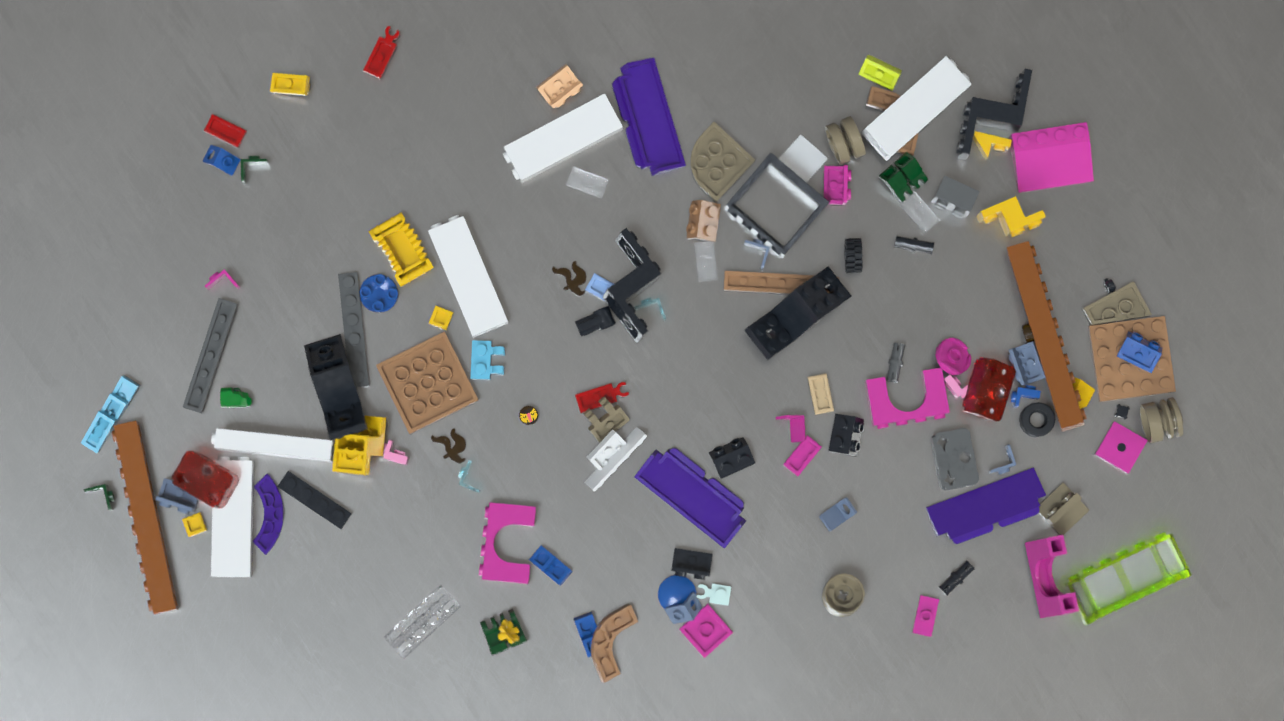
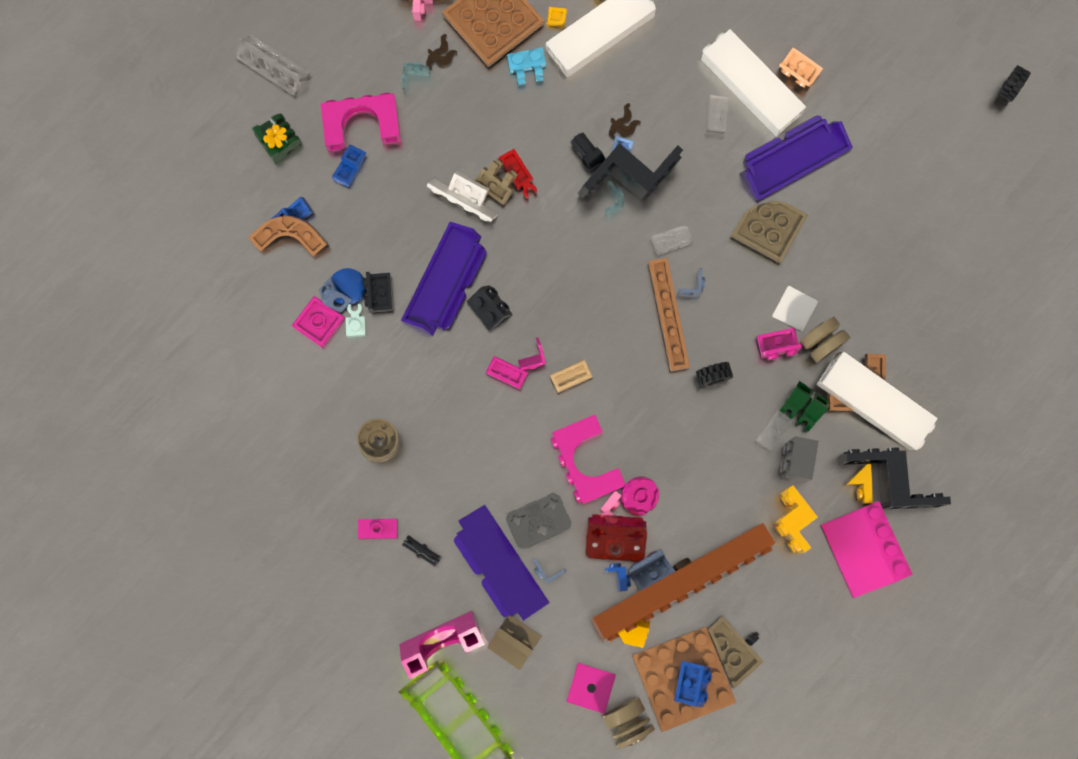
camera: 85 degrees right, 5 degrees down
(528, 415) = (485, 114): tile -> none
(703, 220) = (710, 228): medium nougat bracket -> none
(750, 223) = (719, 270): black window -> none
(798, 313) = (643, 332): black bracket -> none
(837, 514) = (456, 418): sand blue bracket -> none
(846, 435) = (537, 410): black bracket -> none
(880, 72) = (901, 361): neon yellow slope -> none
(895, 362) = (619, 441): dark grey pin -> none
(914, 245) = (740, 433): black pin -> none
(1048, 414) = (610, 597): black tyre -> none
(1122, 411) = (627, 681): black piece -> none

